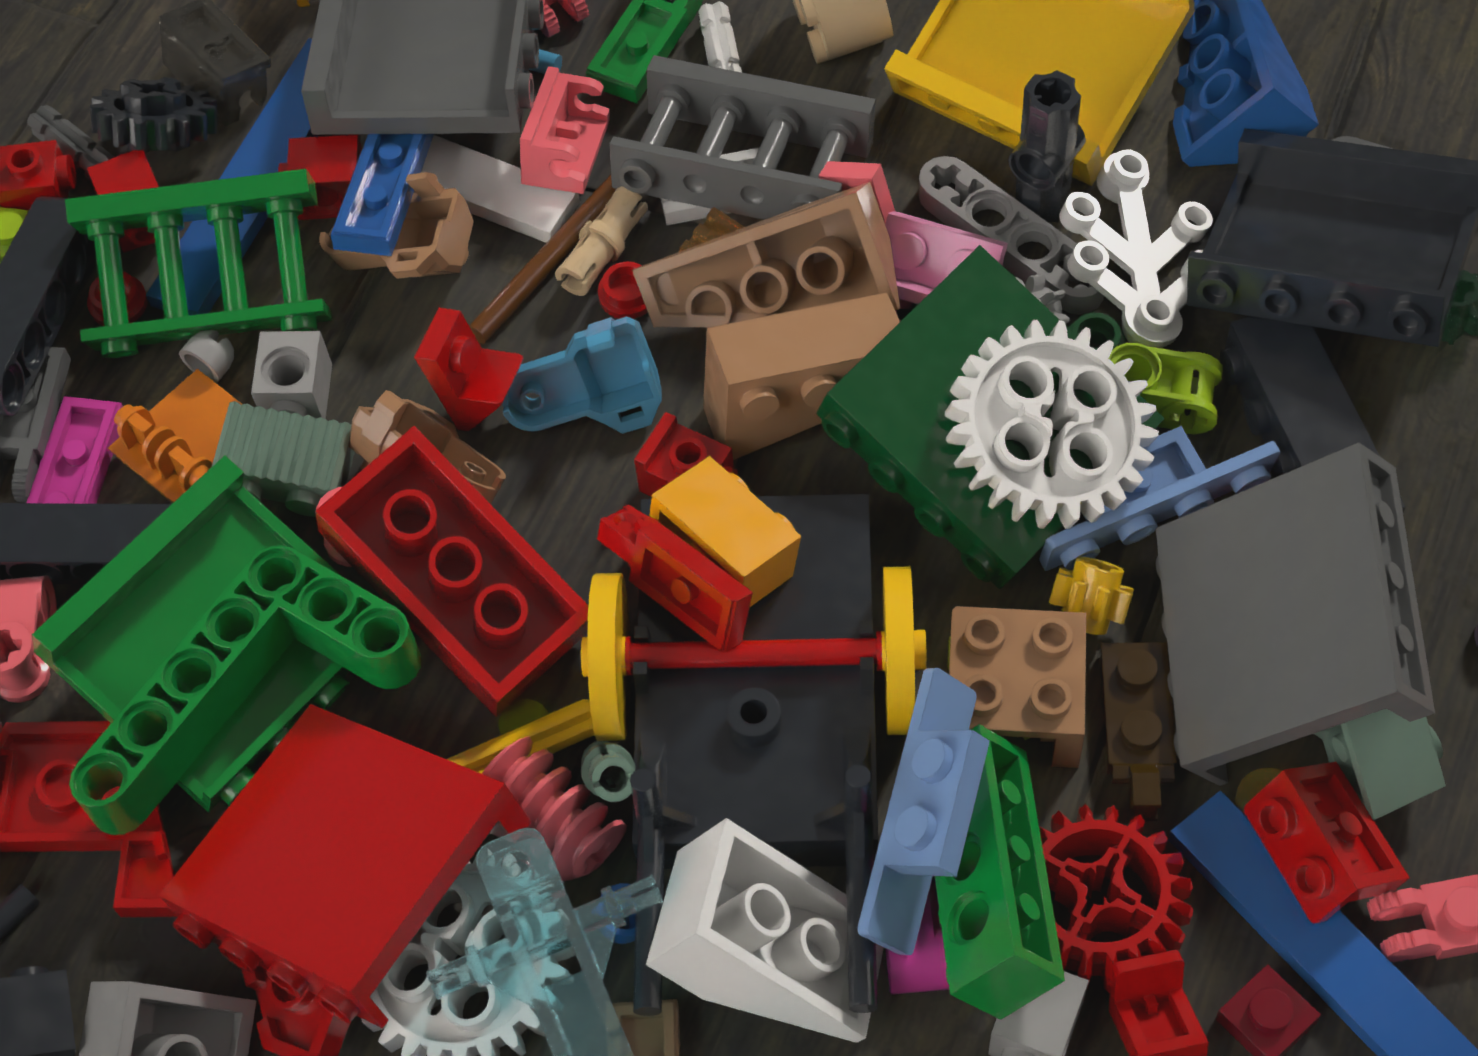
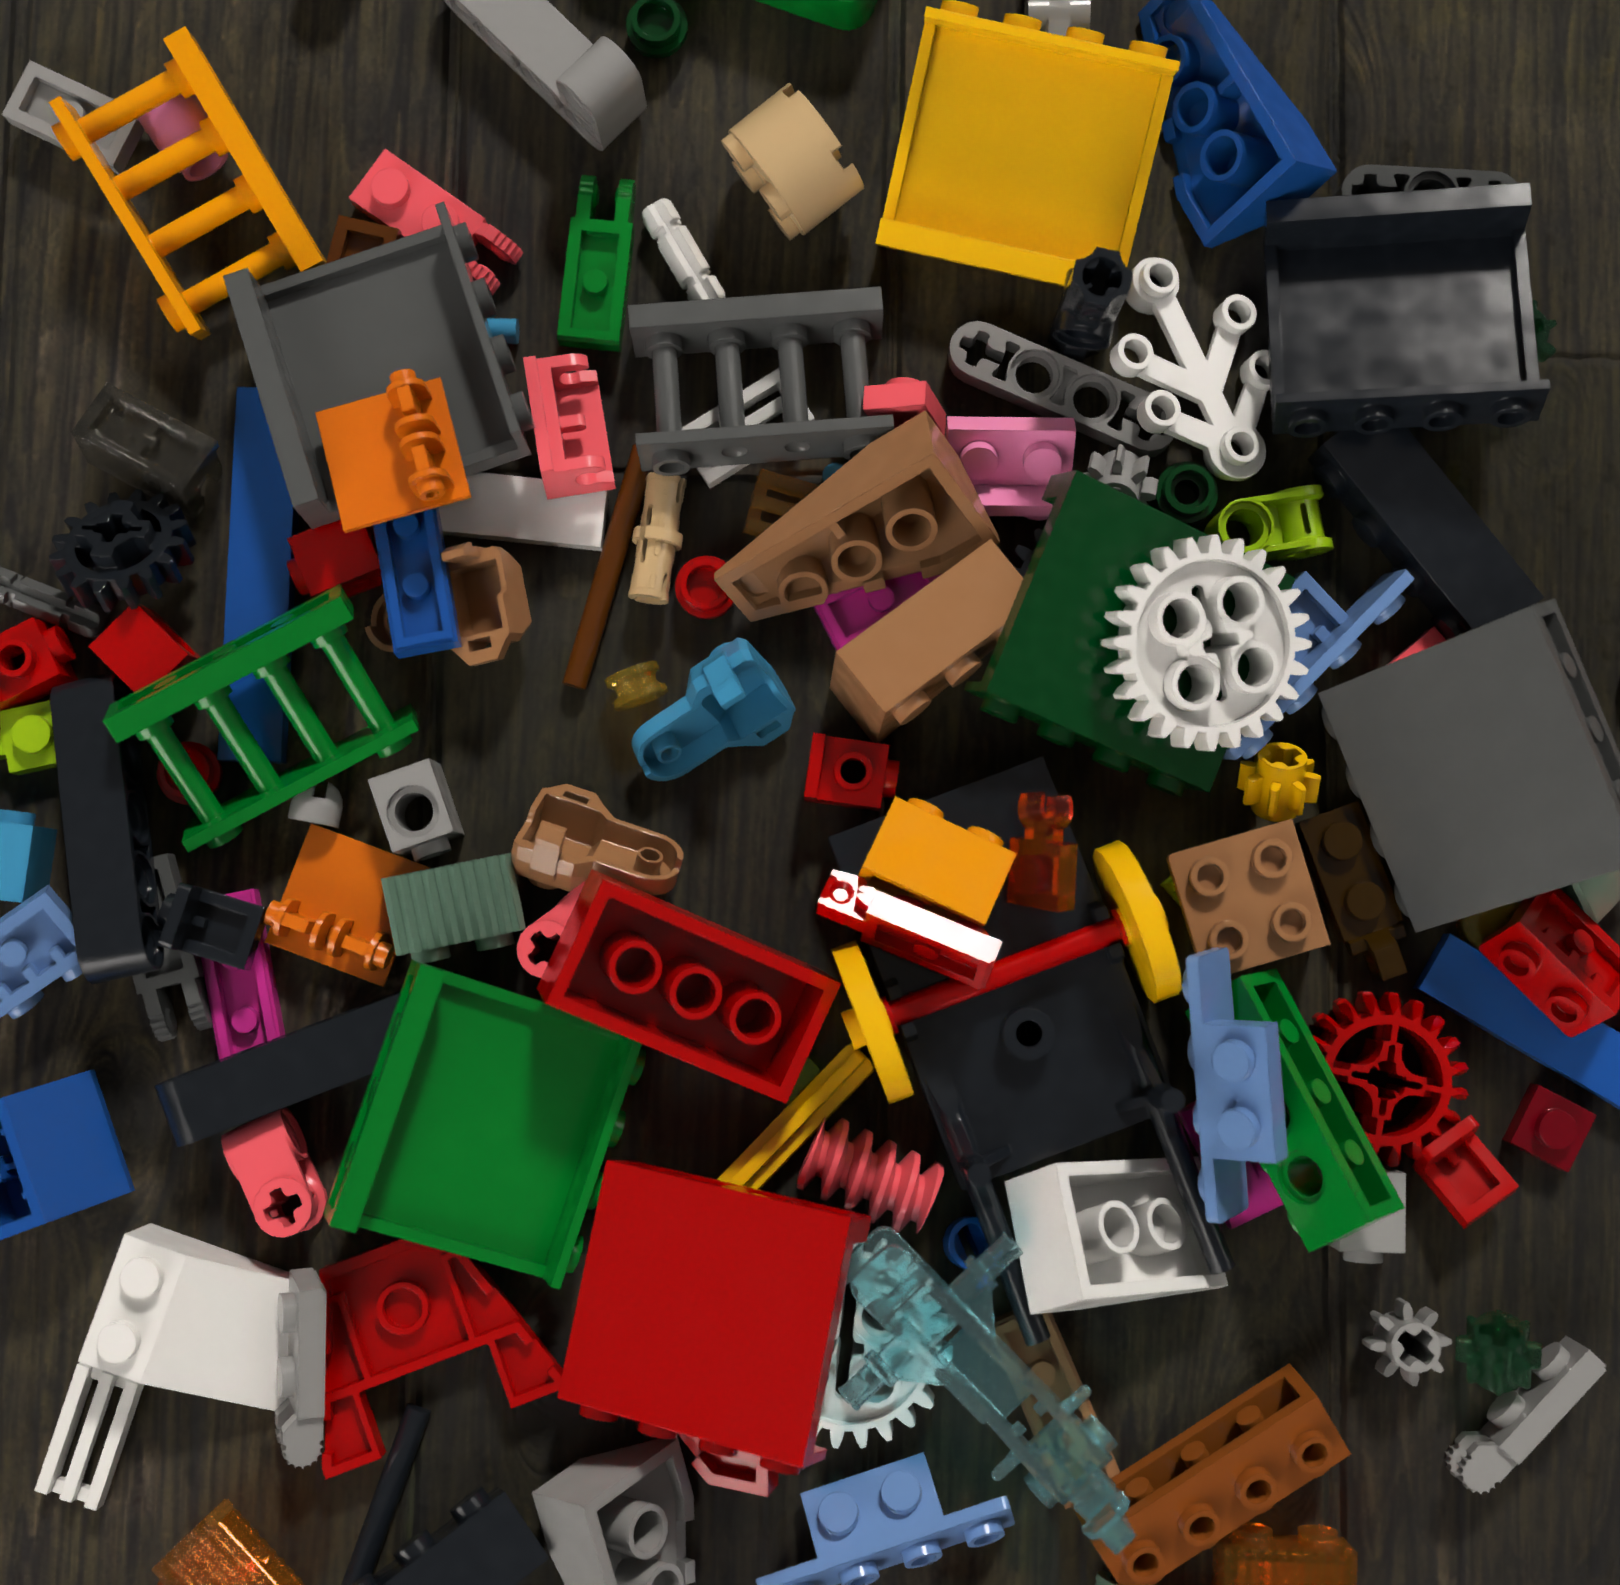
camera: 25 degrees left, 25 degrees up
(67, 402) = (211, 925): none -> black bracket
(232, 673) = (524, 1170): green beam -> none
(405, 84) = (393, 452): none -> orange hinge
(462, 373) = (603, 755): red slope -> none
(530, 338) = (636, 685): none -> clear yellow bush
(594, 764) = (926, 1144): sand green pin -> none
(826, 562) = (1044, 864): none -> clear red plate

